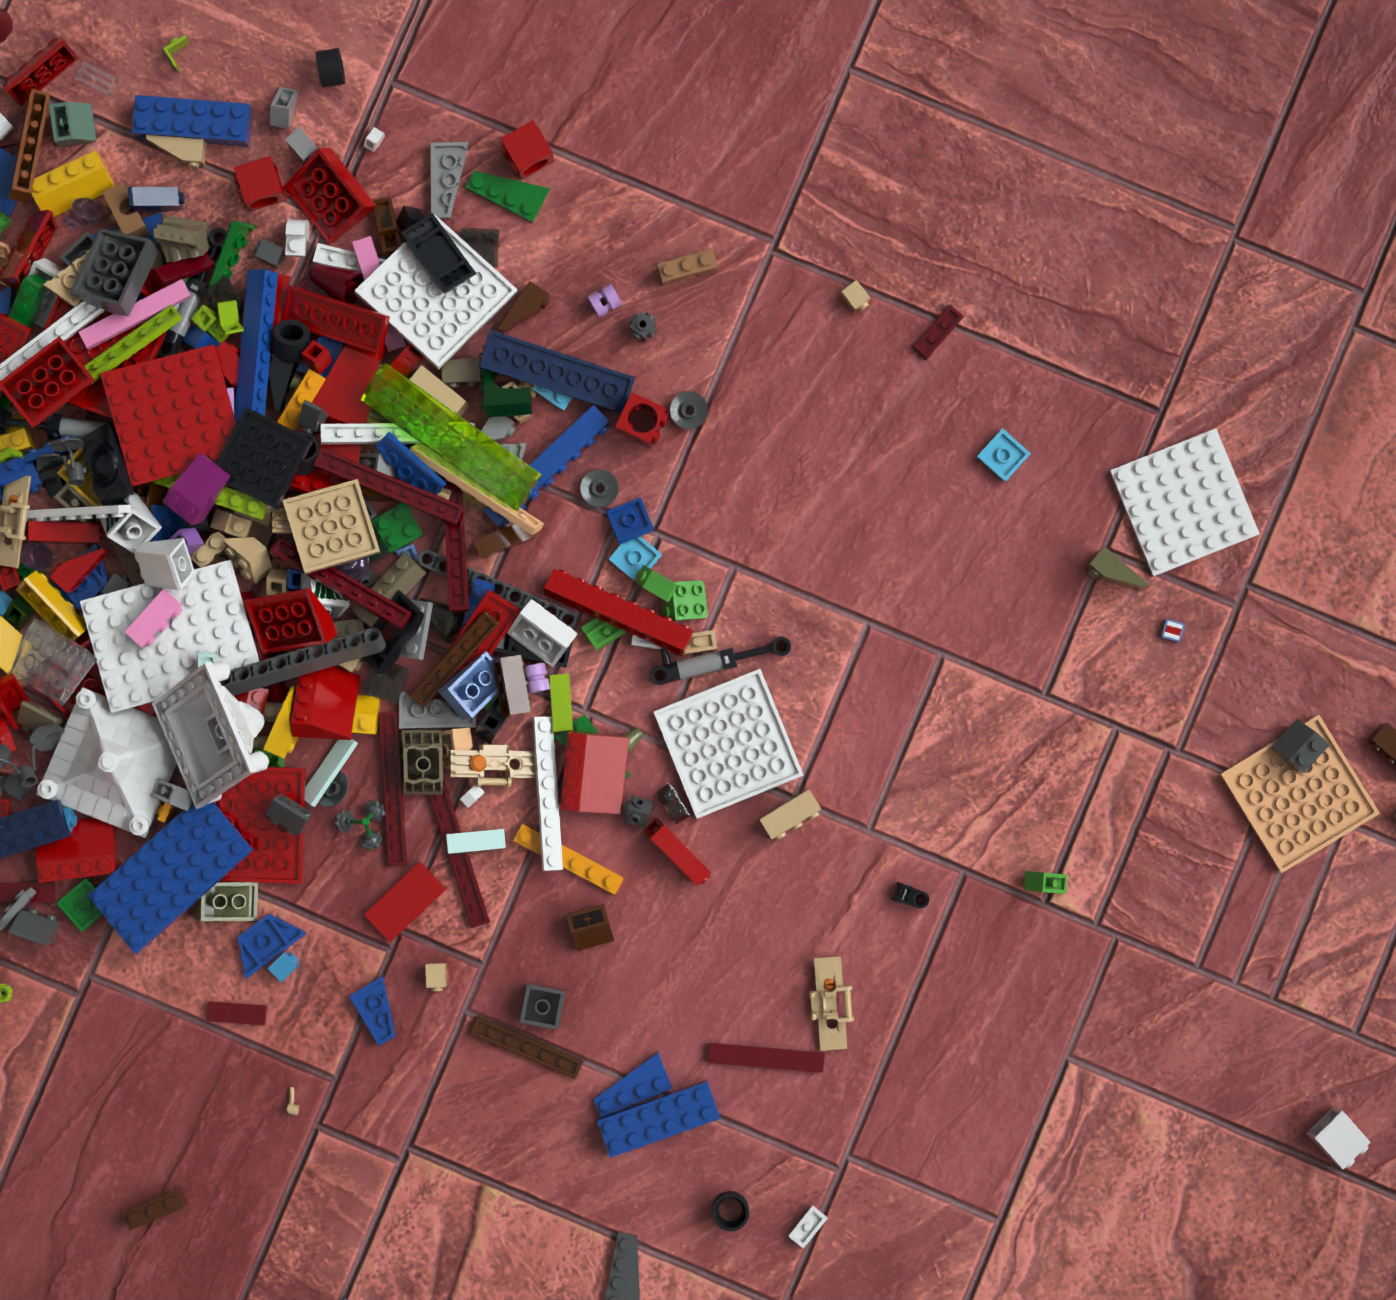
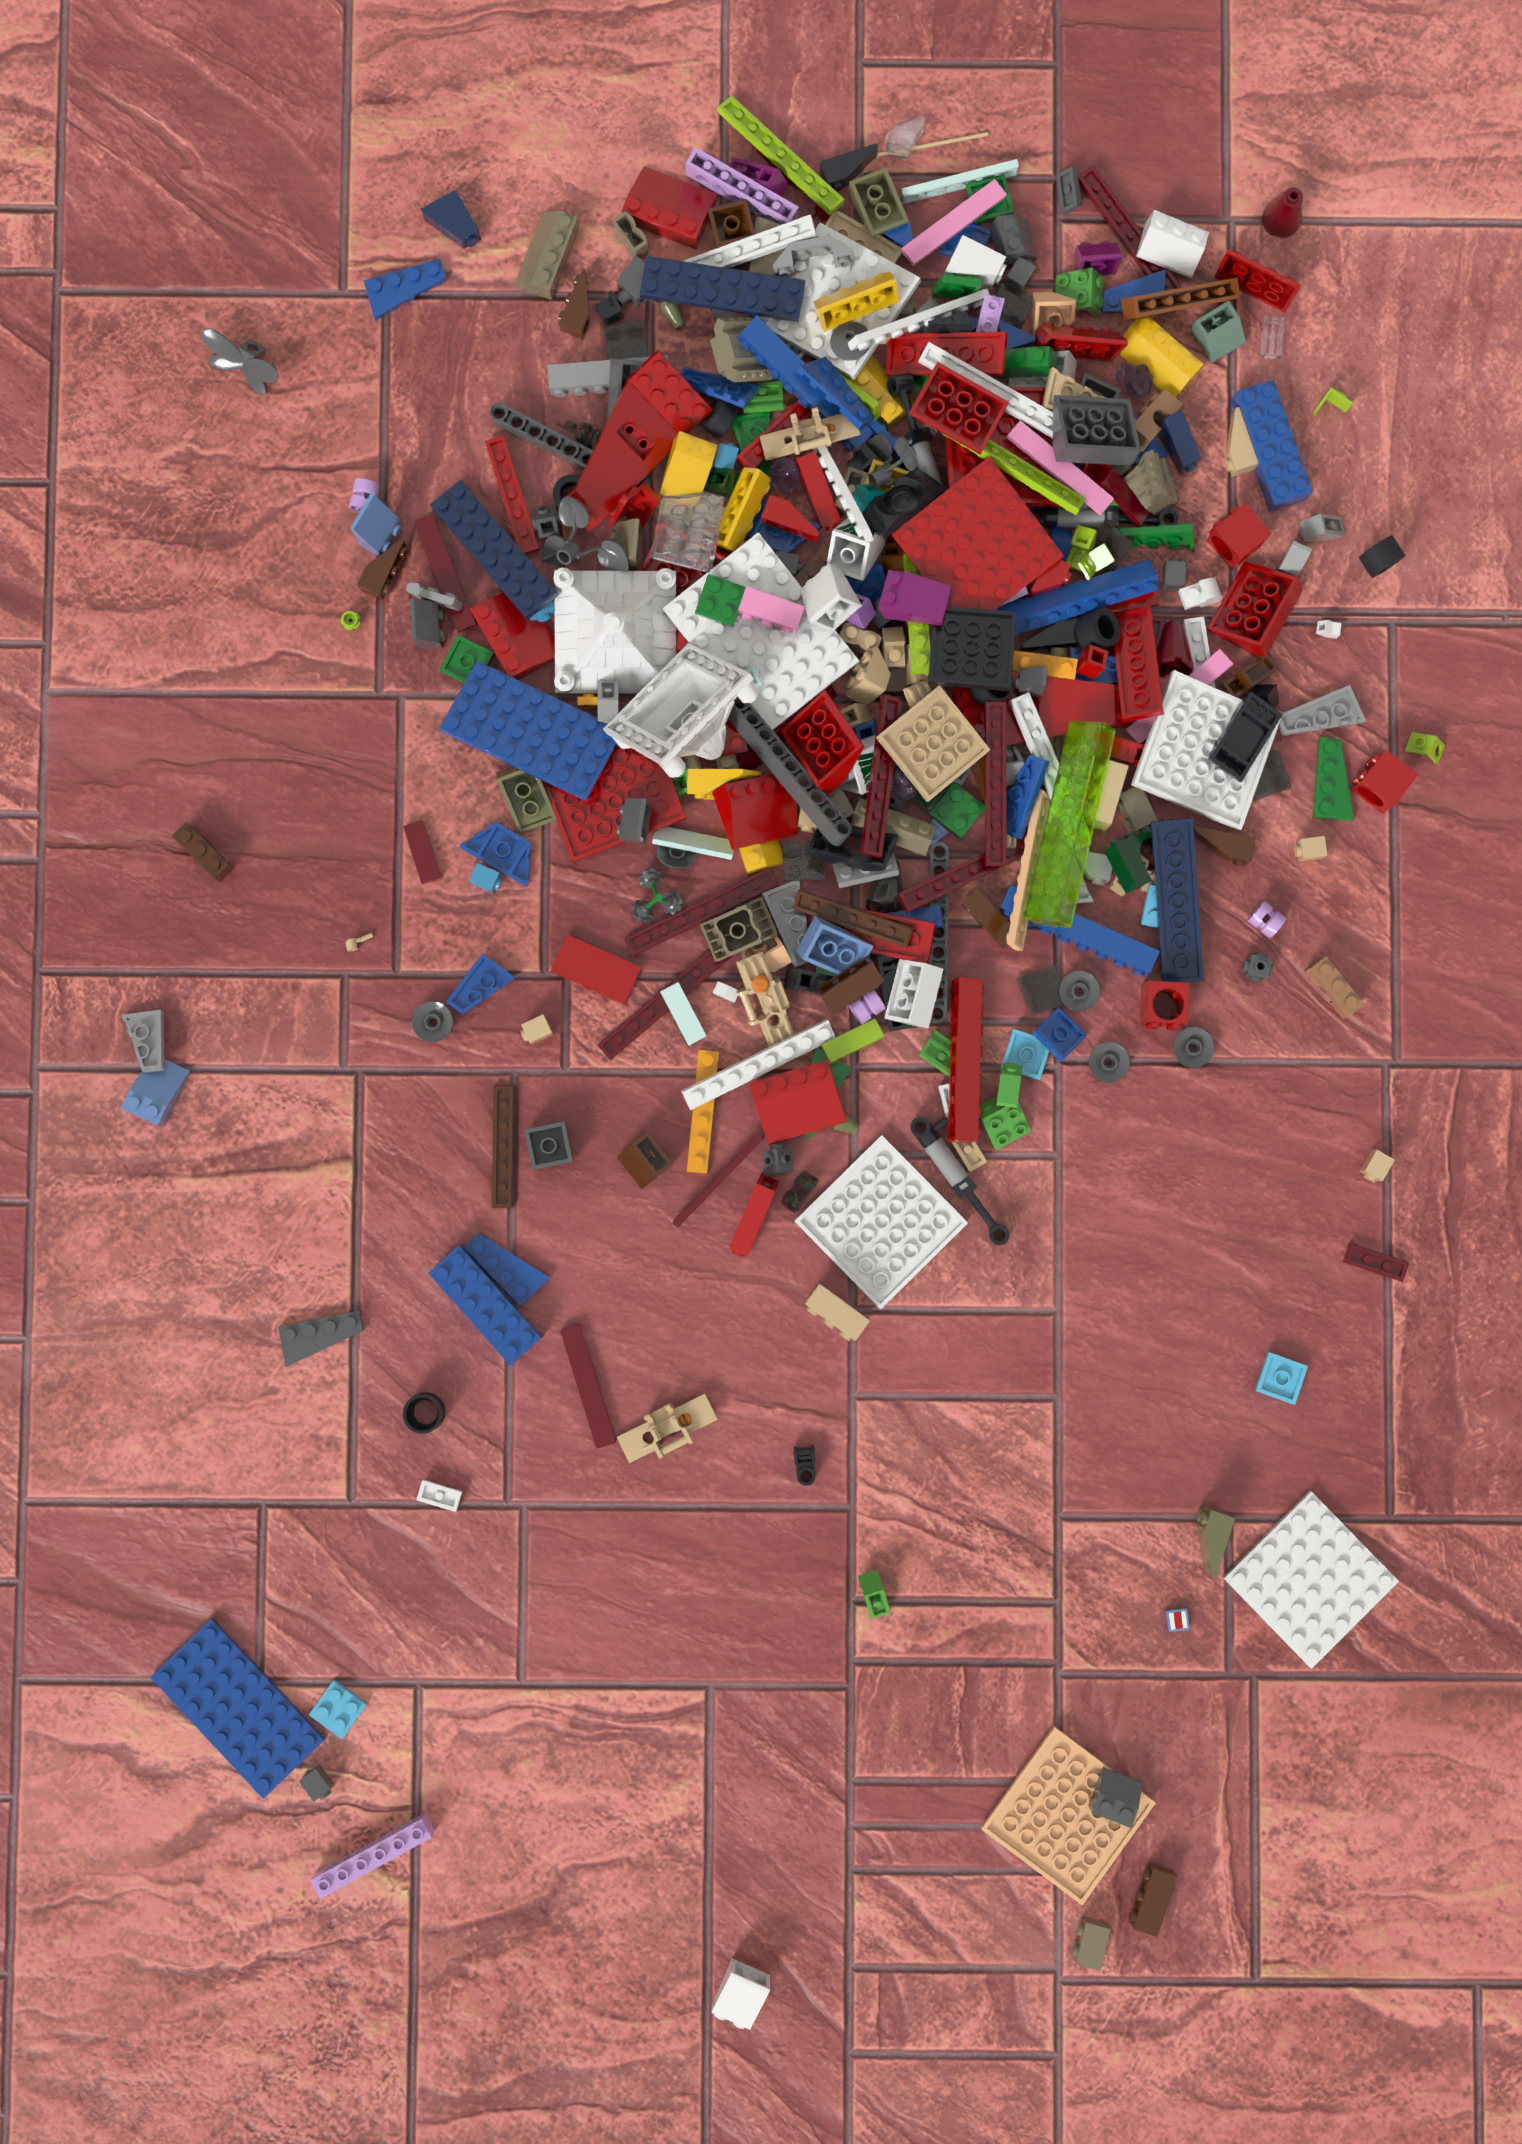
camera: 65 degrees right, 0 degrees up
(86, 494) = (864, 495): none -> teal panel
(126, 659) = (720, 600): none -> green plate
(381, 1067) = (423, 1016): none -> dark grey dish
(511, 99) = (1425, 745): none -> lime bracket
(559, 236) = (1310, 849): none -> tan brick
(584, 520) = (1041, 990): none -> clear smoke hinge
(634, 871) = (726, 1171): none -> dark red tile
(671, 478) = (1119, 1060): none -> dark grey dish

